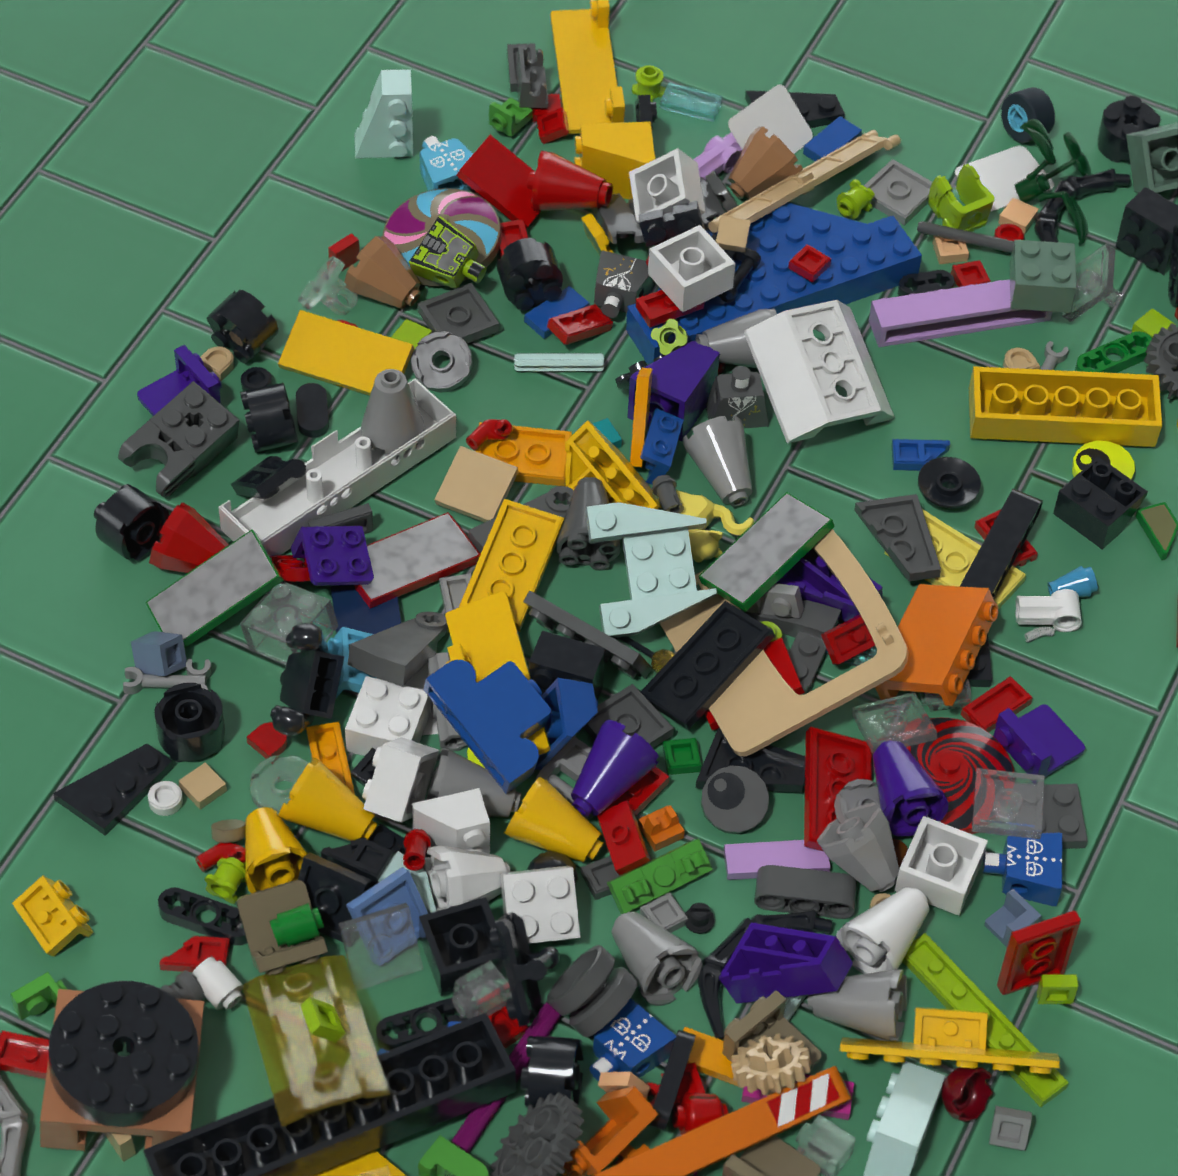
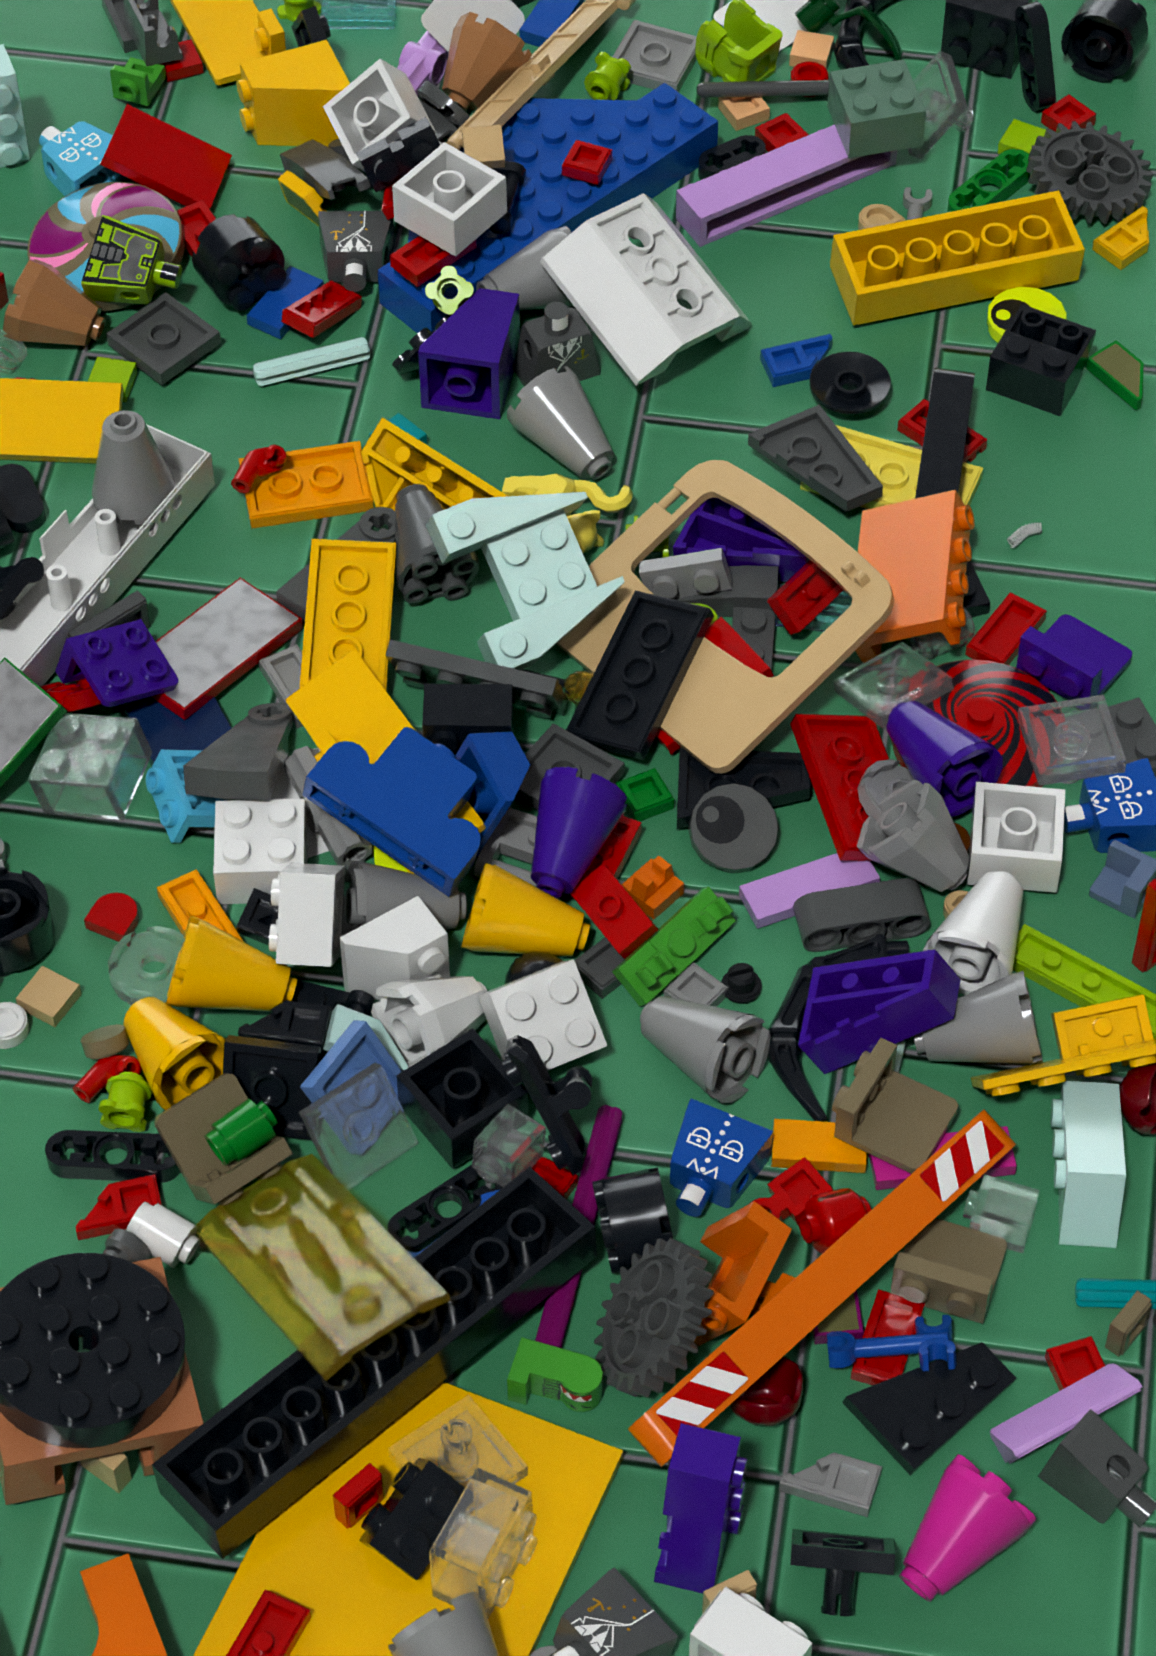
camera: 15 degrees left, 0 degrees up
(307, 682) = (143, 825): black torso -> none
(322, 1019) = (329, 1233): lime tile -> none
(416, 846) = (358, 990): red pin -> none
(444, 378) = (170, 374): flat silver tile -> none
(476, 485) = (265, 534): tan tile -> none
(552, 125) = (196, 79): red tile -> none
(566, 186) = (247, 143): red cone -> none
(592, 991) = (649, 1105): dark grey wheel -> none
(619, 1080) = (721, 1205): light nougat tile -> none
(641, 415) = (447, 396): light orange tile -> none
(660, 443) = (481, 427): blue bracket -> none
(664, 488) = (508, 475): dark grey pin -> none
(672, 1078) = (788, 1180): black beam -> none
(766, 551) = (666, 517): flat silver tile -> none
(771, 1064) = (906, 1129): tan gear -> none
(1059, 610) = (1039, 498): white piece -> none
(1079, 580) = (1046, 464): dark azure cone -> none

